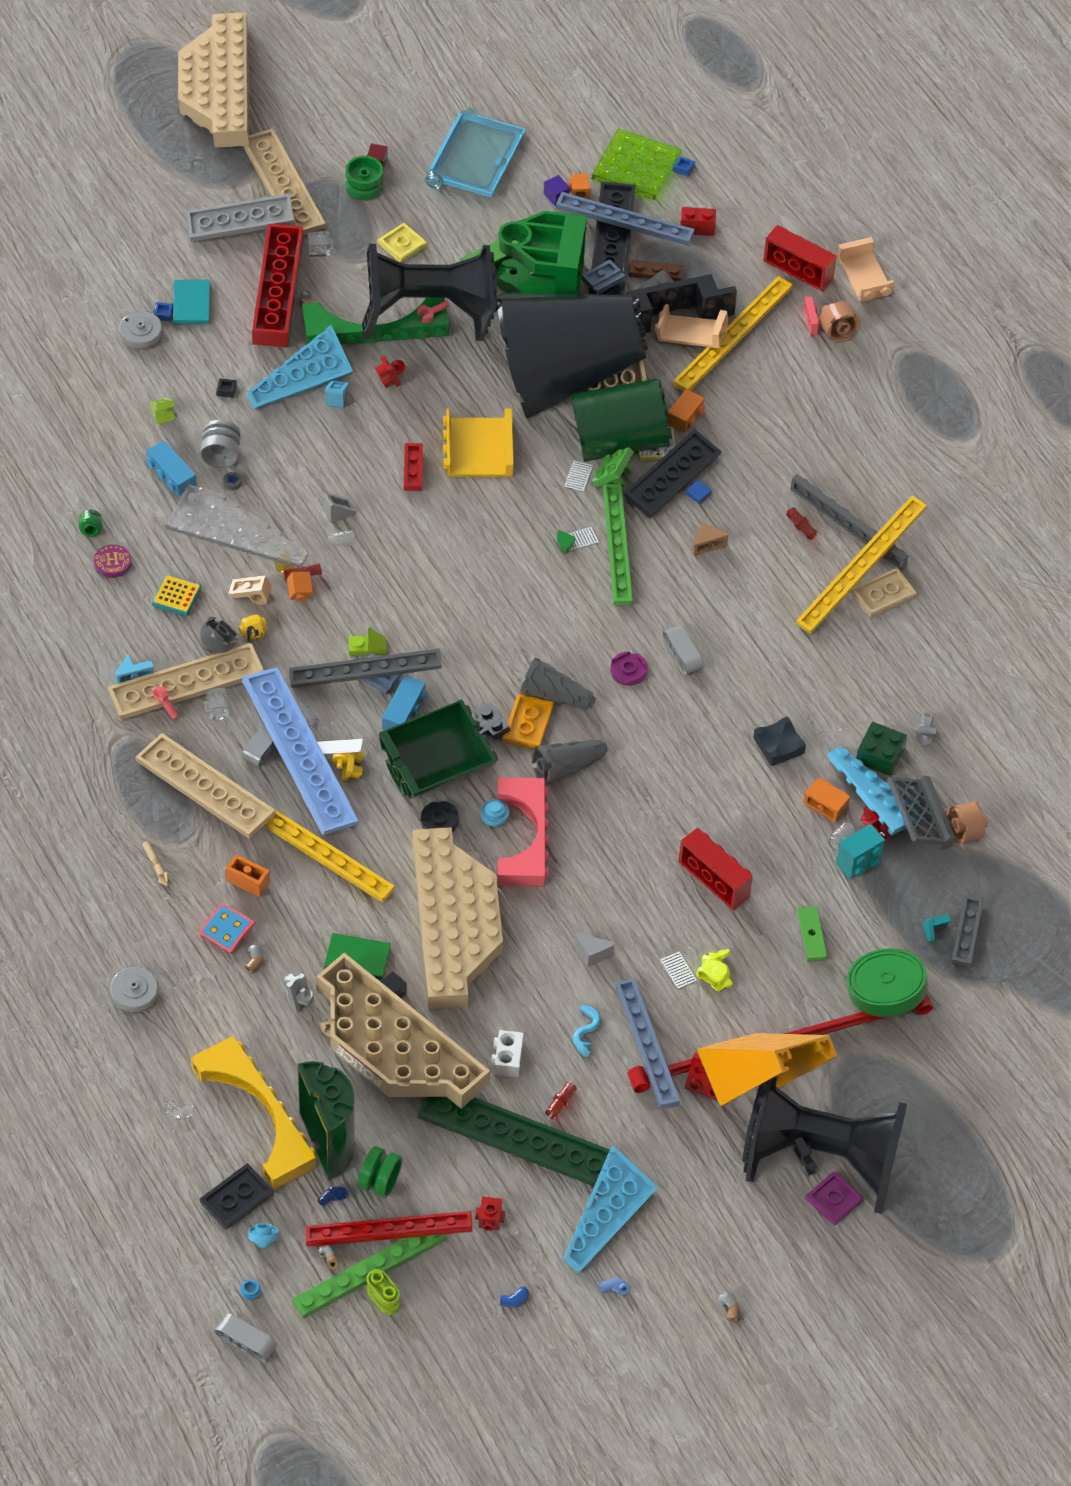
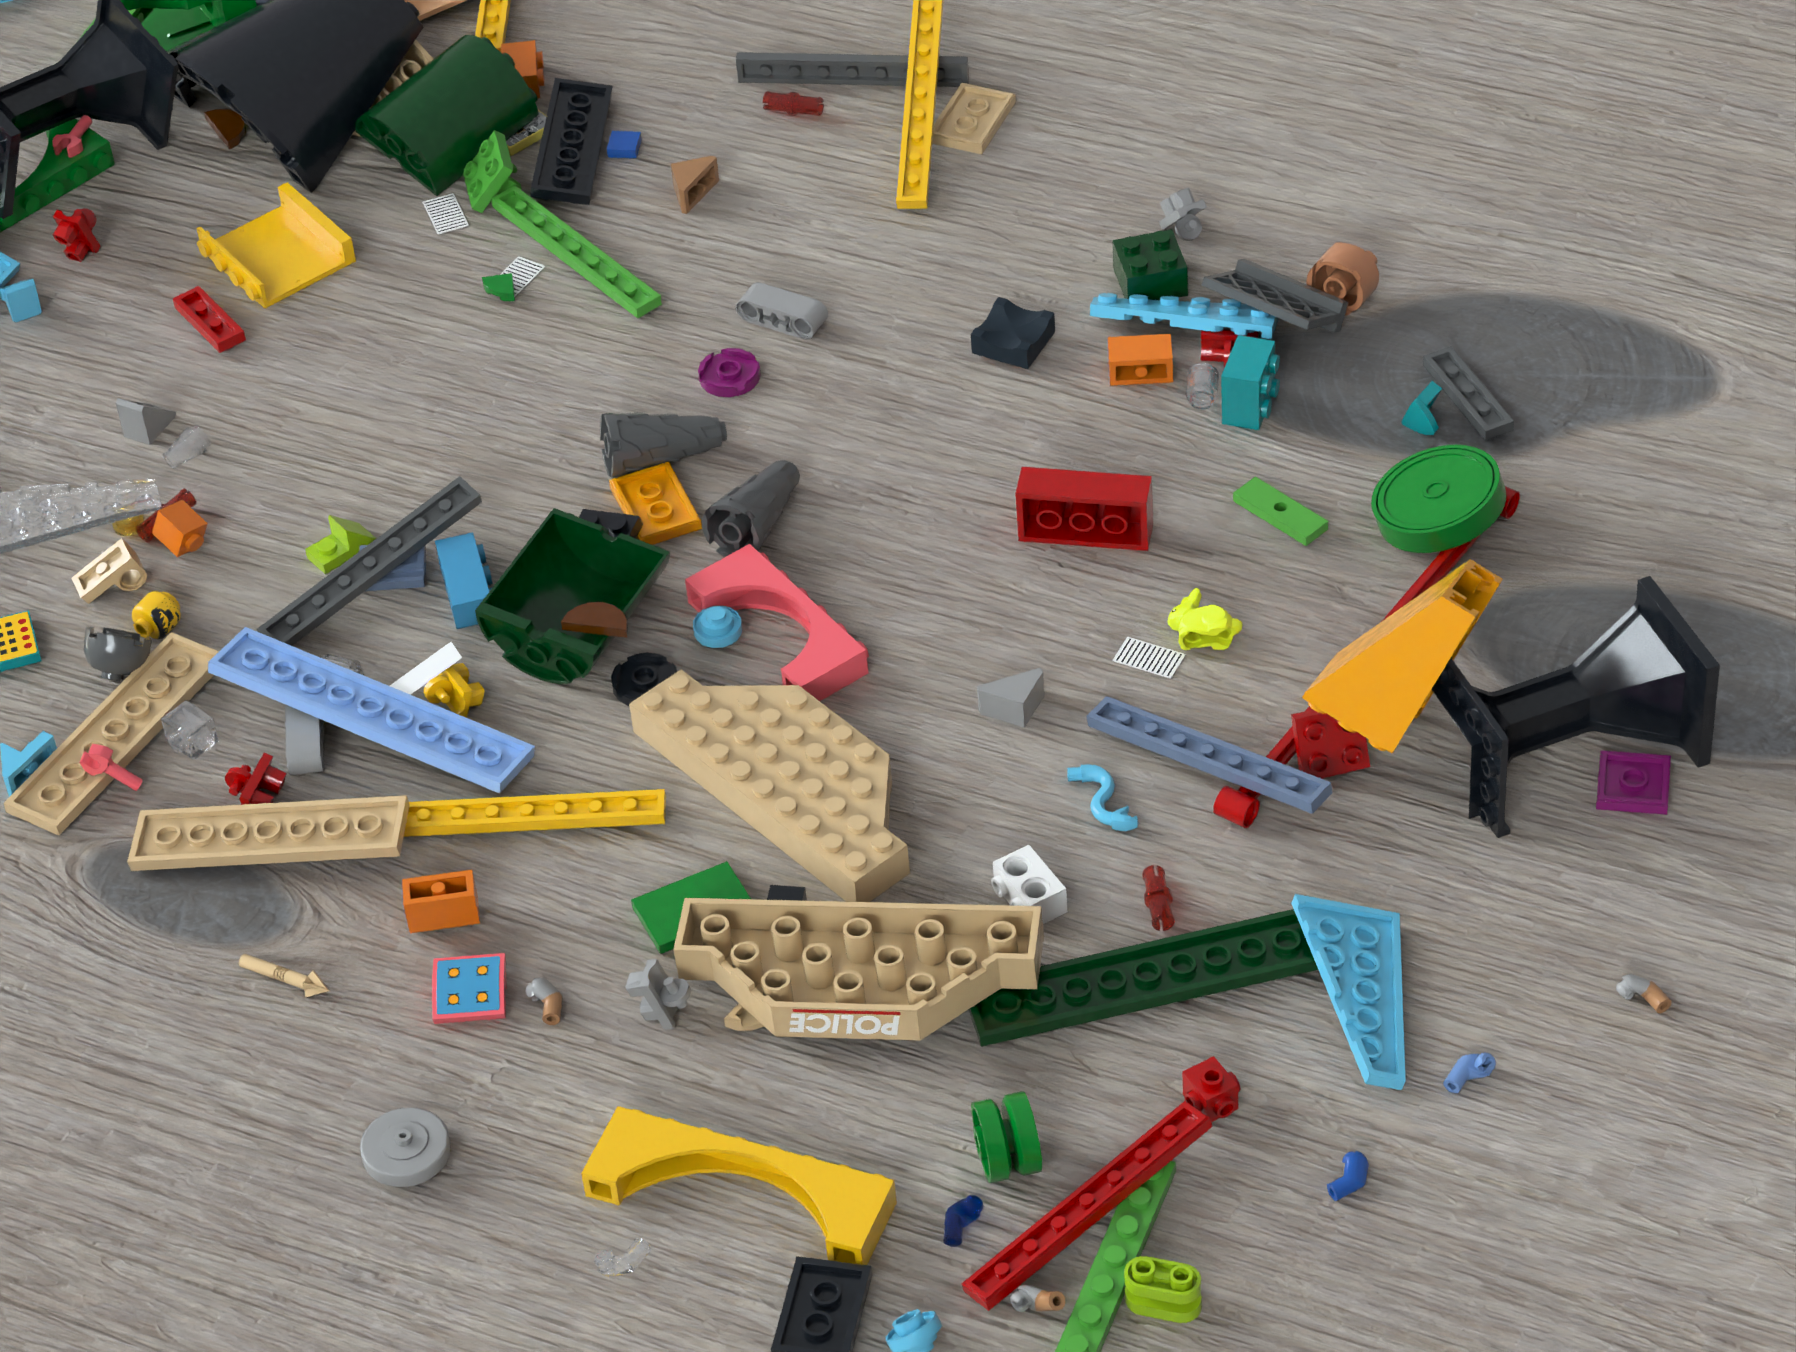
camera: 30 degrees left, 10 degrees down
(228, 751) = (250, 785): none -> red hips
(328, 1114) = (871, 1095): dark green cylinder -> none
(429, 775) = (596, 619): none -> reddish brown tile
(803, 1153) = (1543, 756): black plate -> none

